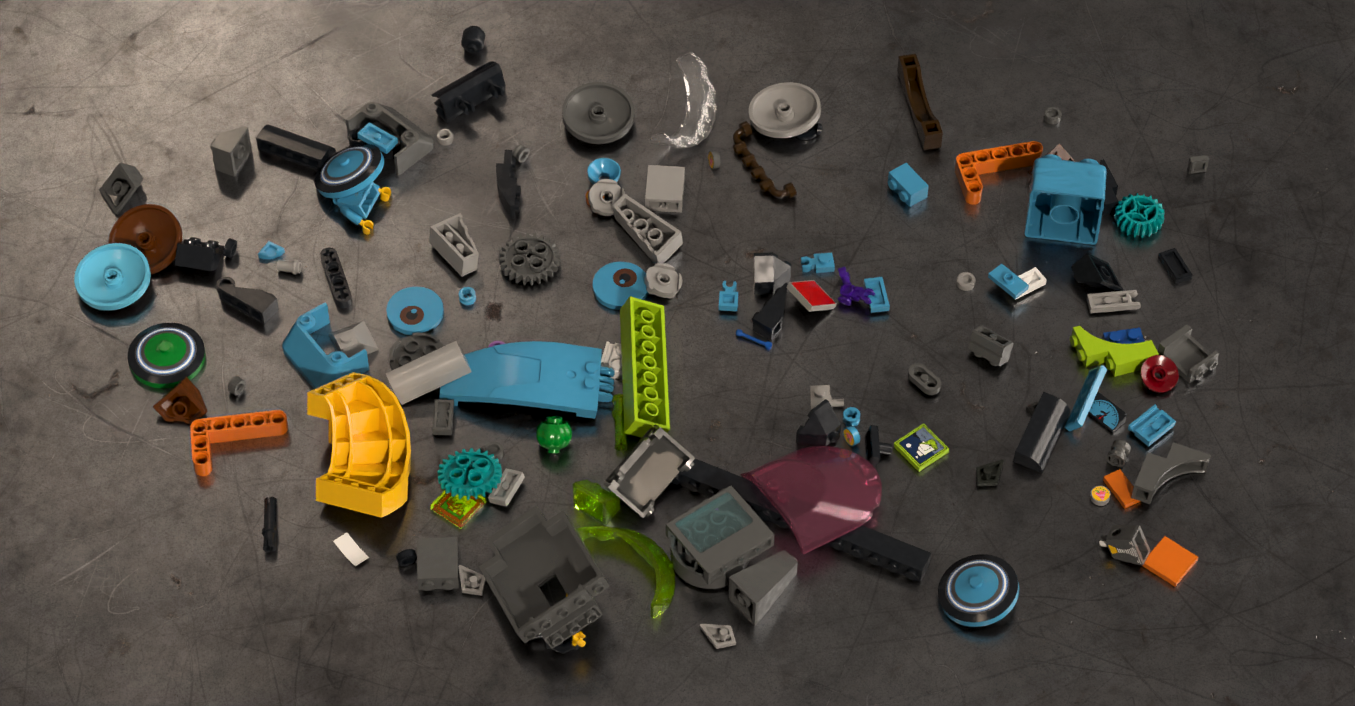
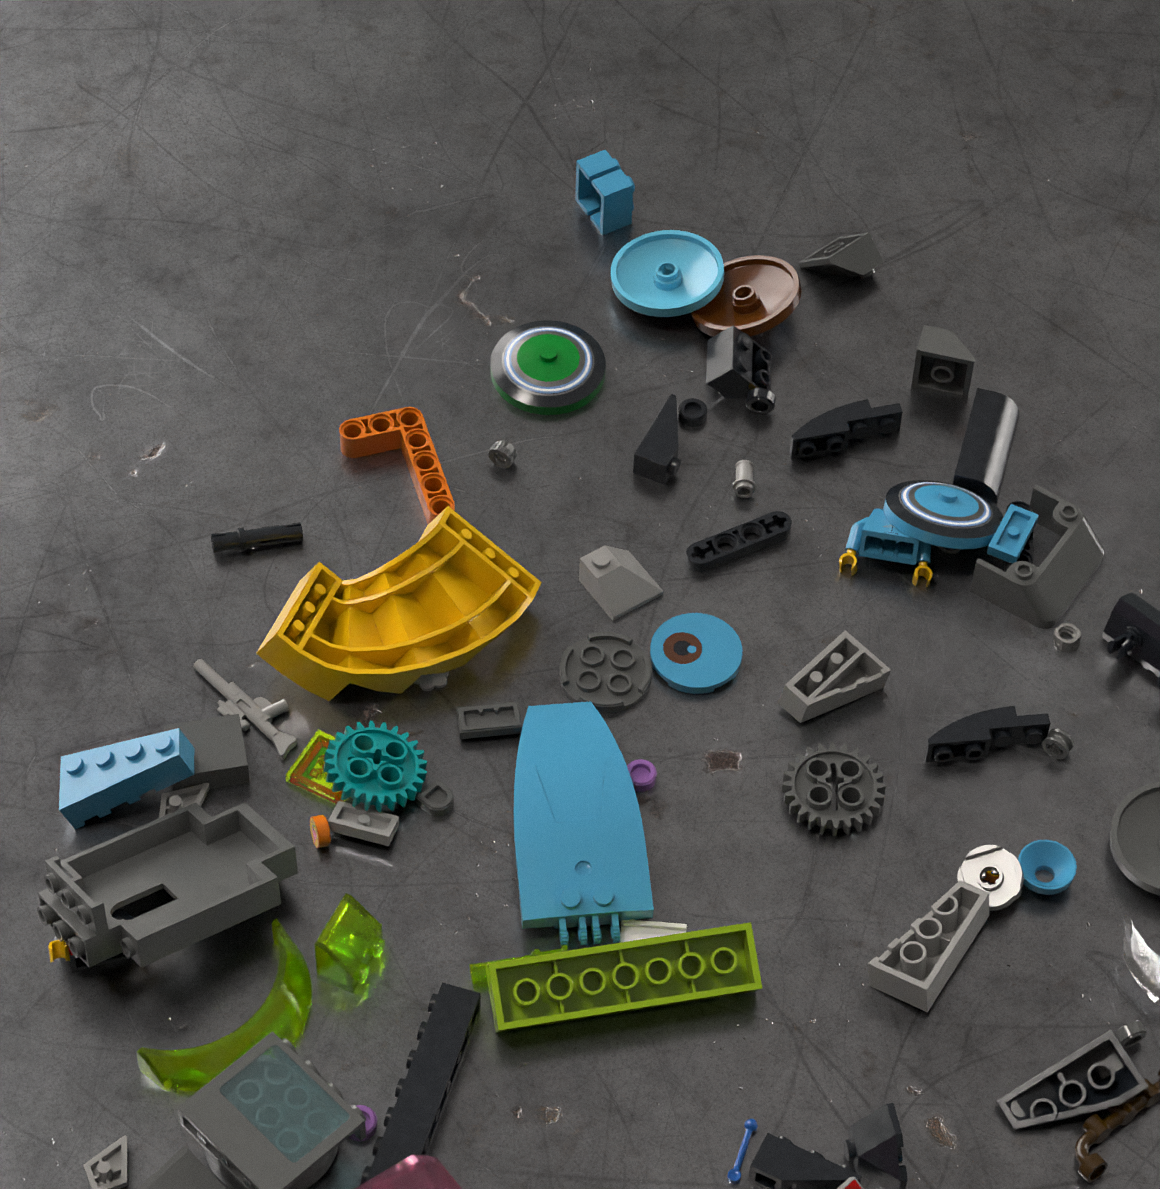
camera: 80 degrees right, 0 degrees up
(27, 292) = (605, 189): none -> dark azure piece
(181, 403) = (457, 395): reddish brown slope -> none
(263, 210) = (835, 427): none -> black slope
(271, 251) = (772, 454): dark azure tile -> none
(311, 359) = (549, 547): dark azure windscreen -> none
(350, 549) = (229, 646): white sticker -> none
(405, 538) = (258, 711): none -> light grey piece
(406, 557) = (210, 708): black tile -> none
(428, 372) = (553, 676): light grey brick -> none
(451, 605) = (121, 772): none -> dark azure wedge
(469, 300) = (748, 722): dark azure bush -> none
(507, 510) = (320, 831): none -> orange tile
(554, 434) = (469, 868): green plant -> none
(617, 283) = (813, 930): dark azure tile -> none
(648, 470) = (399, 1005): windscreen -> none
(659, 288) = (820, 1003): light grey plate -> none
(665, 188) = (1040, 966): light grey brick -> none
(728, 297) = (817, 1097): dark azure plate -> none
(741, 183) = (1081, 1083): none -> black wedge

